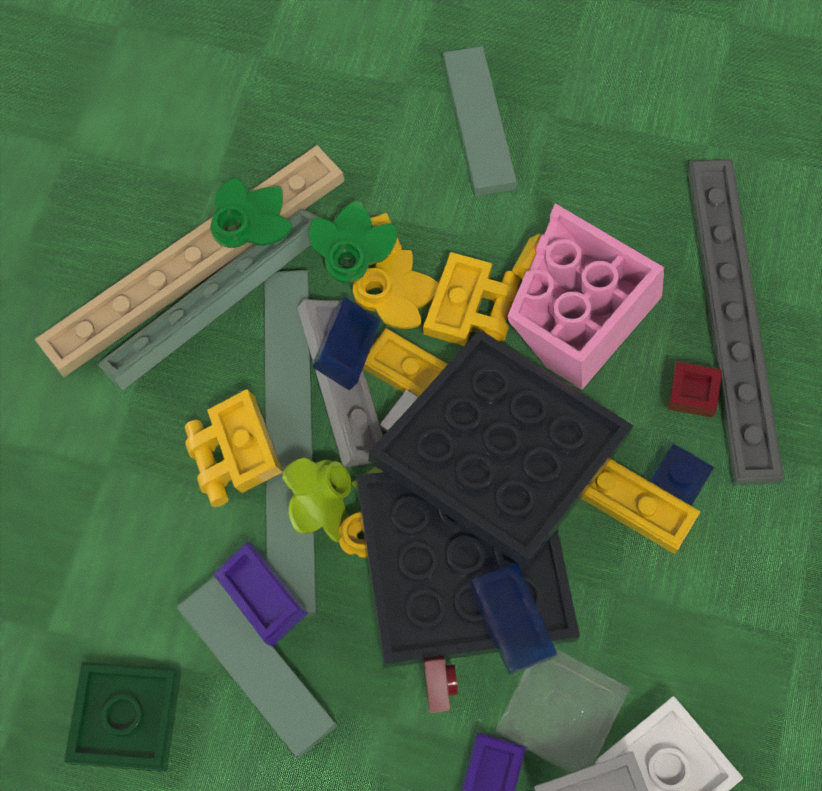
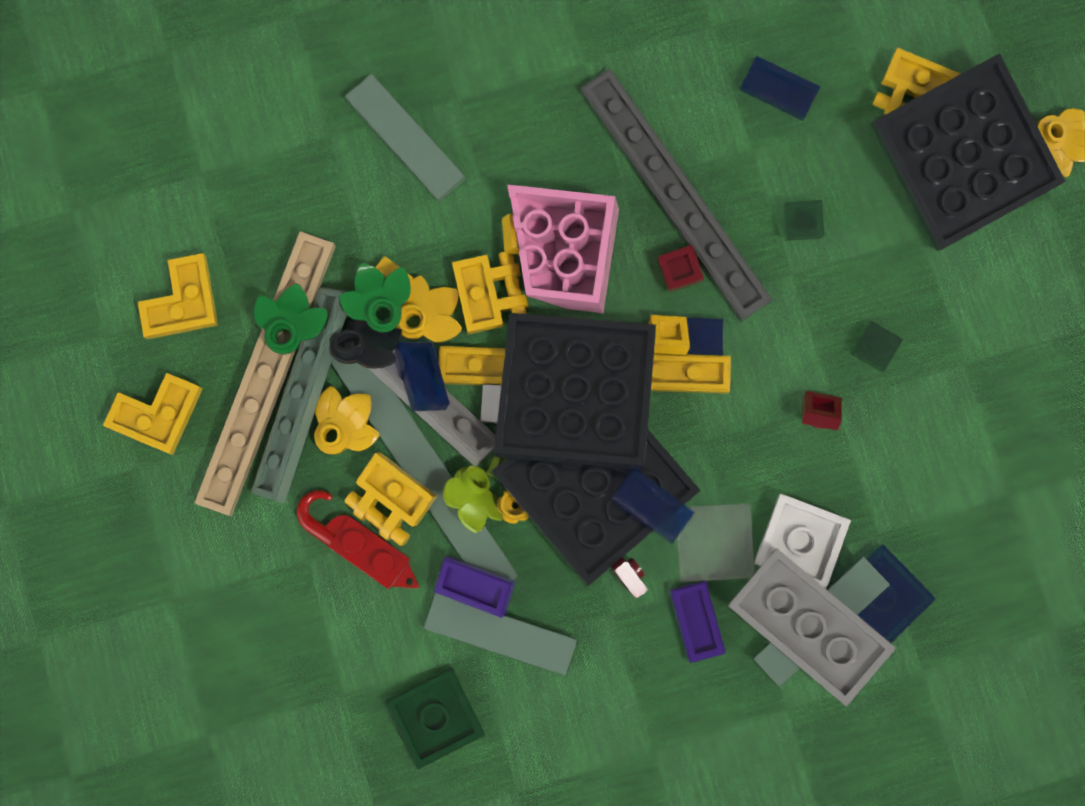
camera: 30 degrees left, 15 degrees up
(65, 248) = (160, 423): none -> yellow plate
(162, 159) = (189, 306): none -> yellow plate
(169, 482) = (358, 545): none -> red plate
(242, 344) = (348, 418): none -> yellow plate
(308, 280) = (365, 346): none -> black plate
(643, 450) = (670, 334): none -> yellow plate
(775, 631) = (821, 410): none -> dark red plate

